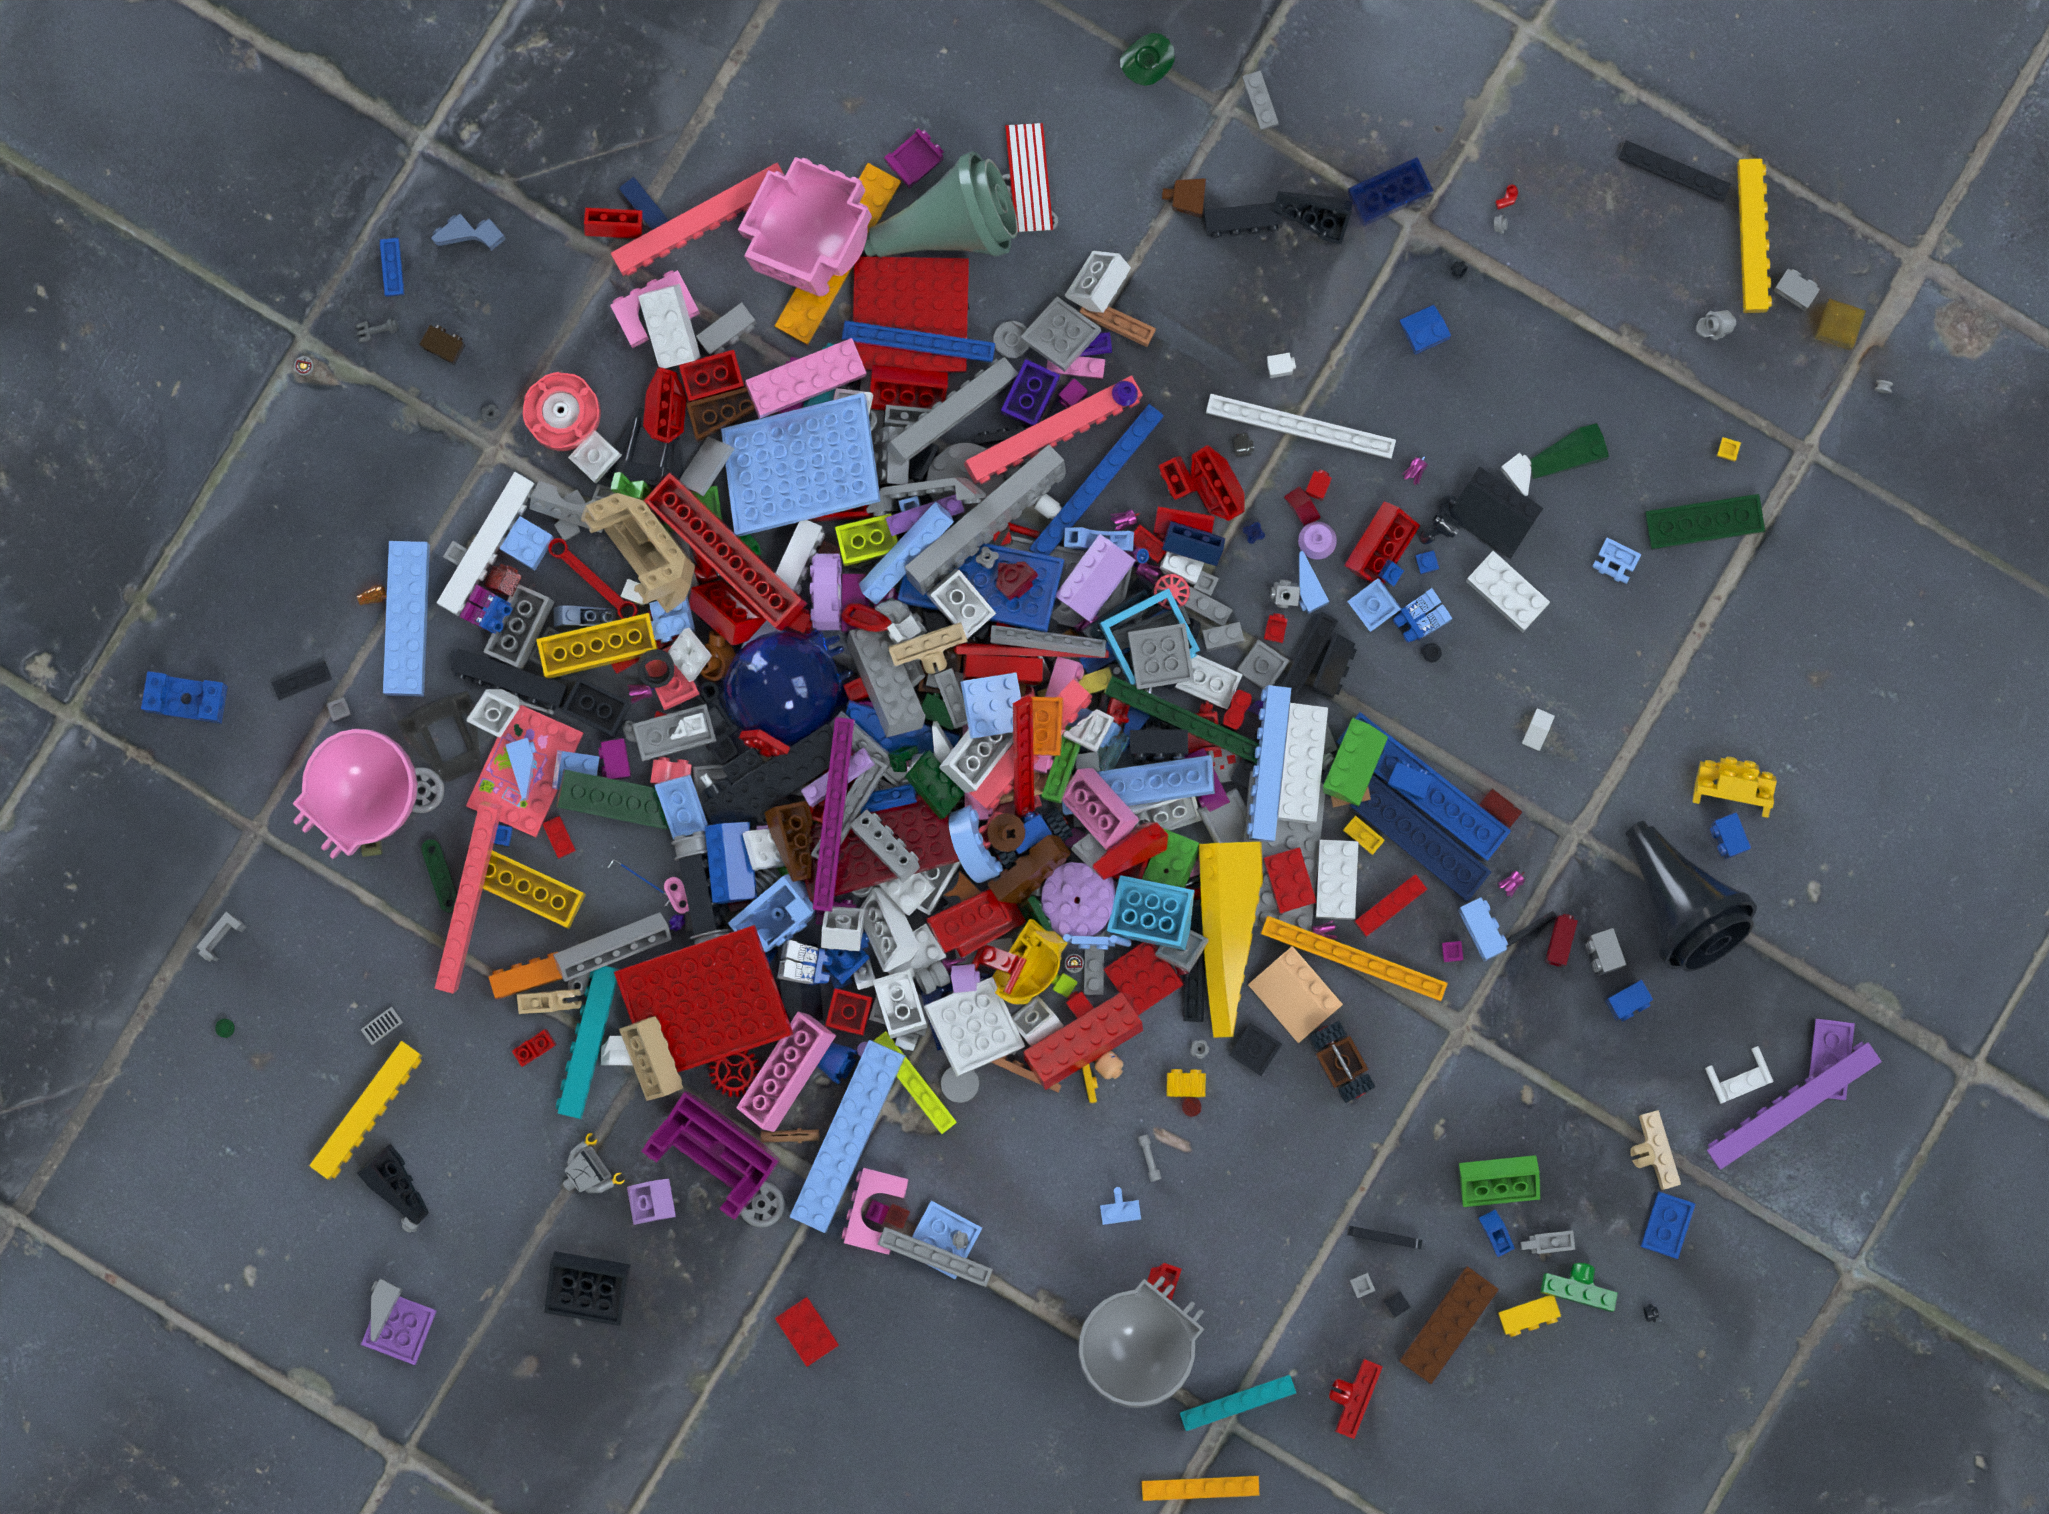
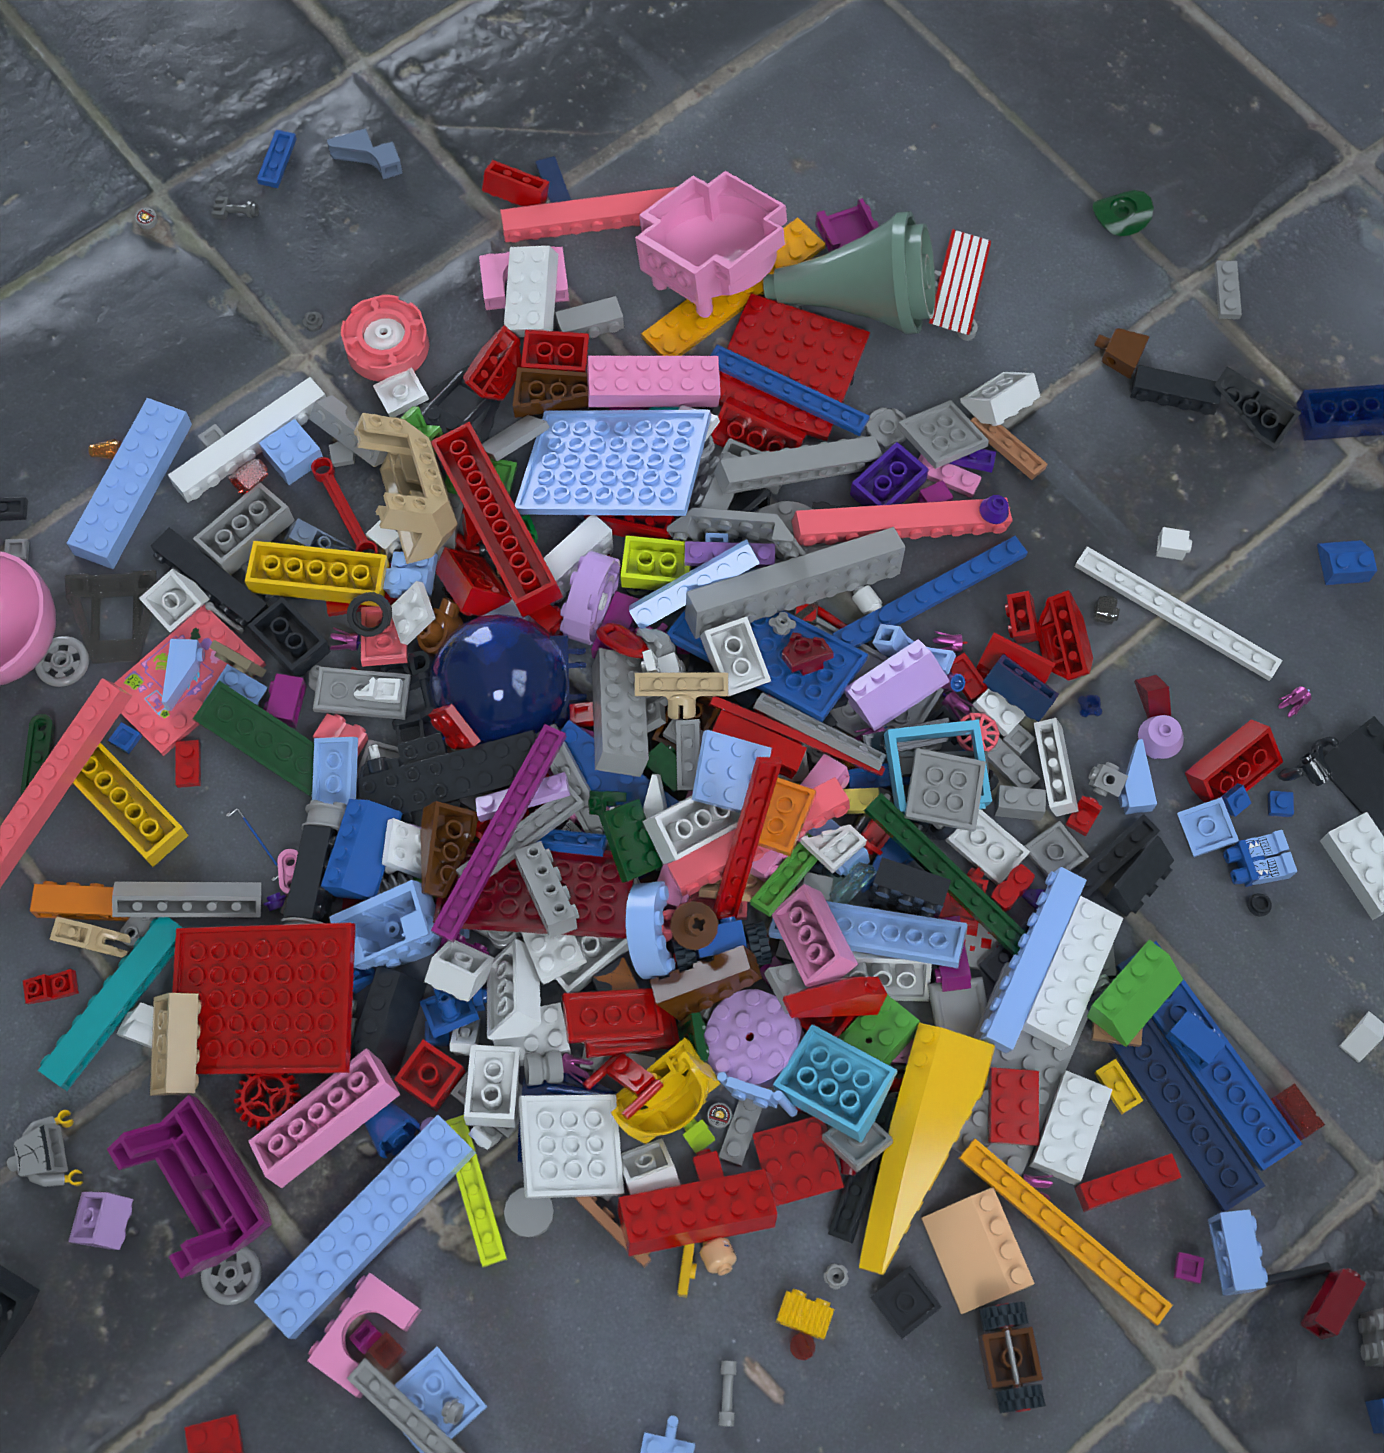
camera: 10 degrees right, 15 degrees down
(442, 344) = (293, 241): dark brown brick -> none
(493, 610) = (222, 499): hips -> none
(573, 744) = (237, 660): none -> dark tan plate
(790, 1135) = (310, 1205): medium nougat pin -> none
(803, 963) = (397, 996): hips -> none
(965, 978) = (581, 1082): lavender brick -> none
(1241, 598) = (1056, 767): none -> white brick
(1318, 485) = (1180, 678): red brick -> none
(1512, 883) = (1287, 1208): flat silver piece -> none

